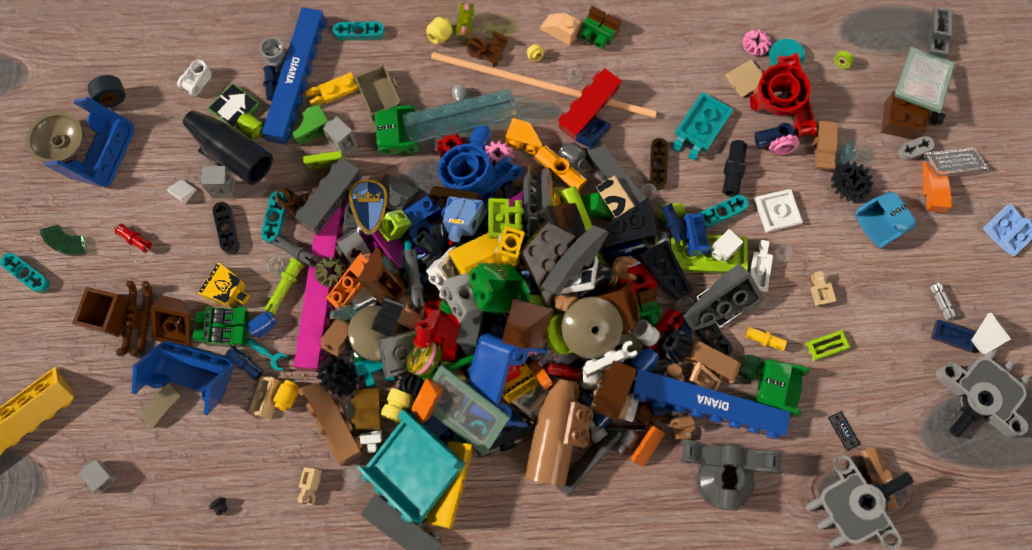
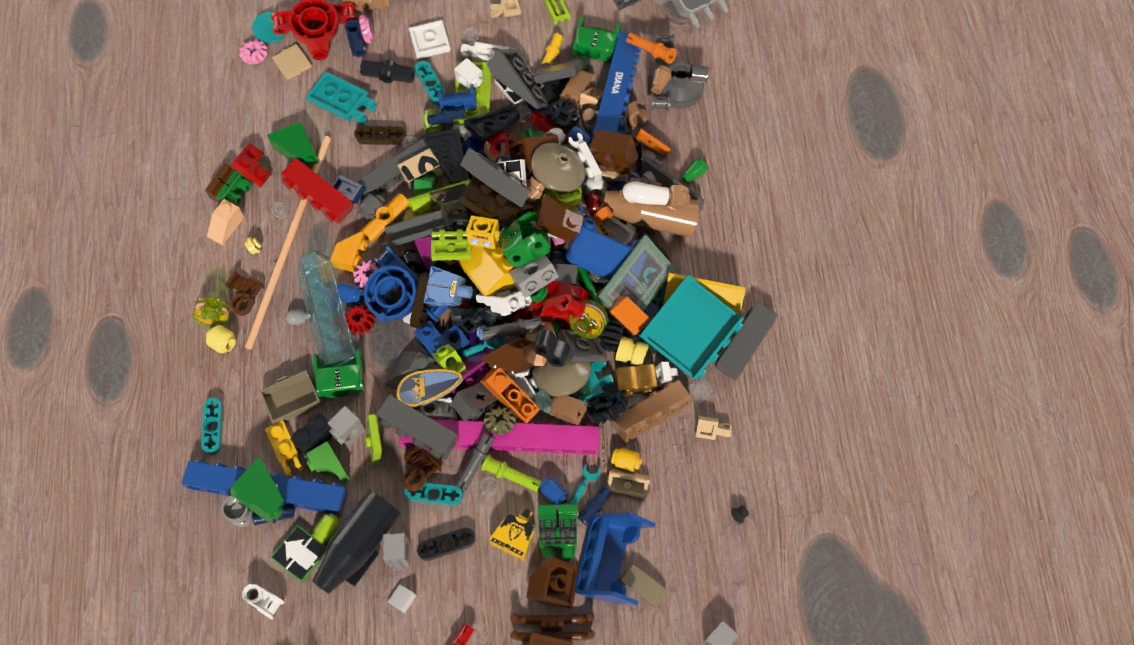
camera: 90 degrees left, 5 degrees down
(280, 64) = (259, 492): none -> green slope
(334, 105) = (312, 434): none -> black brick
(554, 427) = (644, 193): none -> white piece
(611, 489) = (695, 170): none -> green cone
(621, 40) = (247, 165): none -> red plate
(643, 83) = (293, 143): none -> green slope
(714, 450) = (660, 79): none -> medium nougat cone
(733, 342) = (559, 71): none -> dark grey piece
(757, 449) = (657, 49): none -> orange pin

